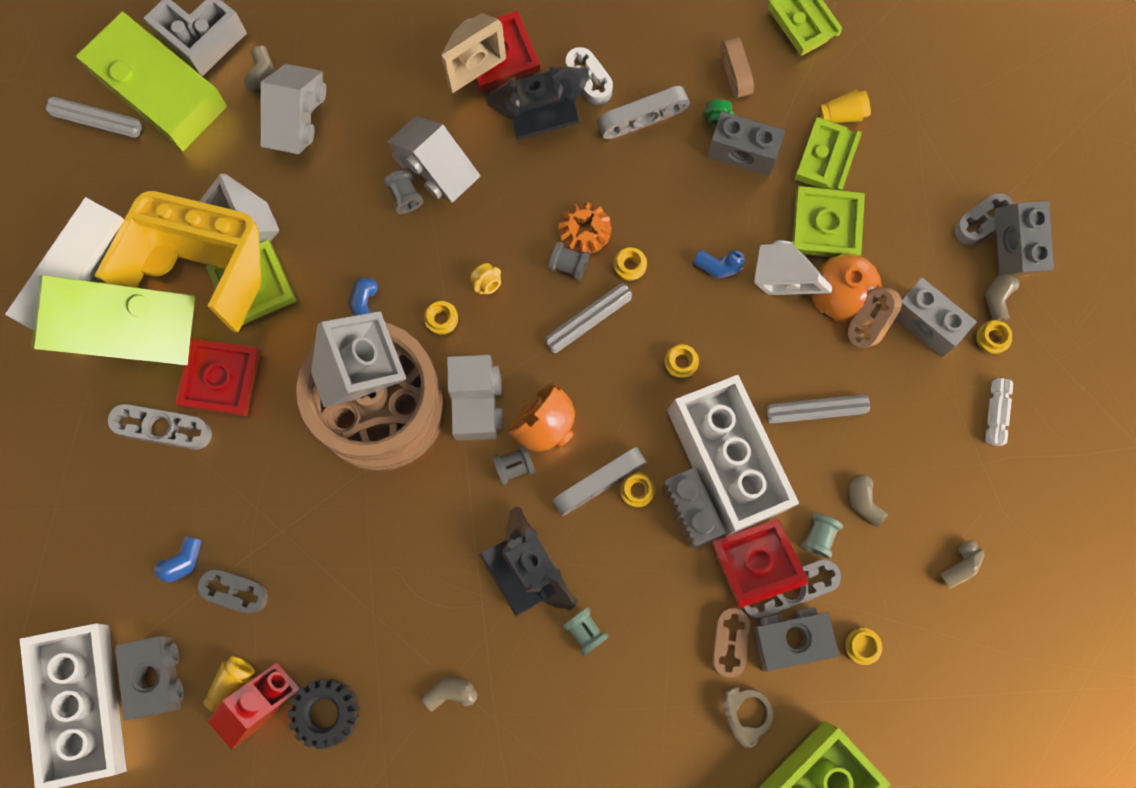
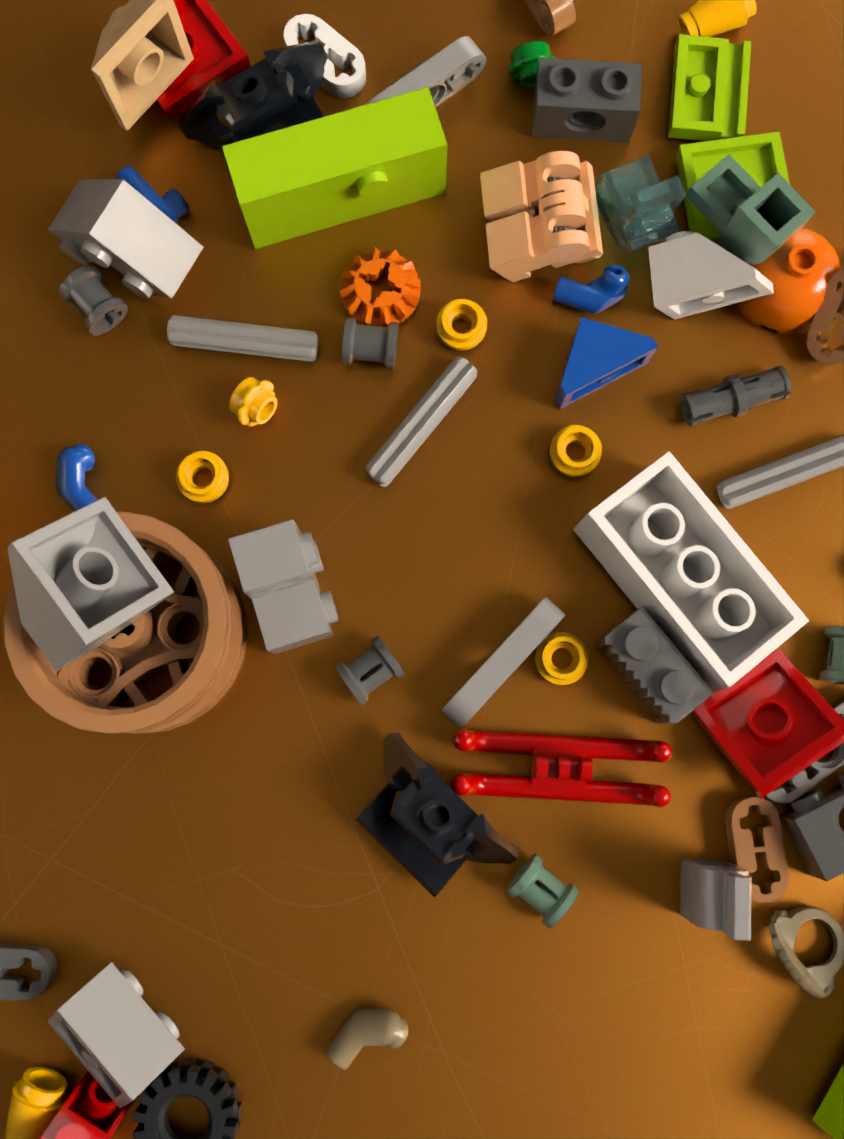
camera: 15 degrees left, 5 degrees up
(294, 646) = (117, 1034): none -> light grey brick
(467, 144) = (171, 204): none -> blue arm
(490, 238) = (242, 338): none -> light grey axle
(544, 421) = (399, 593): orange cylinder -> none
(577, 148) = (339, 167): none -> lime brick
(617, 558) = (561, 767): none -> red piece
(694, 660) = (717, 897): none -> light grey piece
(697, 208) = (540, 214): none -> light nougat hips
(712, 307) = (600, 357): none -> blue slope
(761, 216) = (638, 205): none -> clear light blue brick
(793, 352) = (735, 395): none -> dark grey pin
(826, 240) = (749, 217): none -> sand green brick

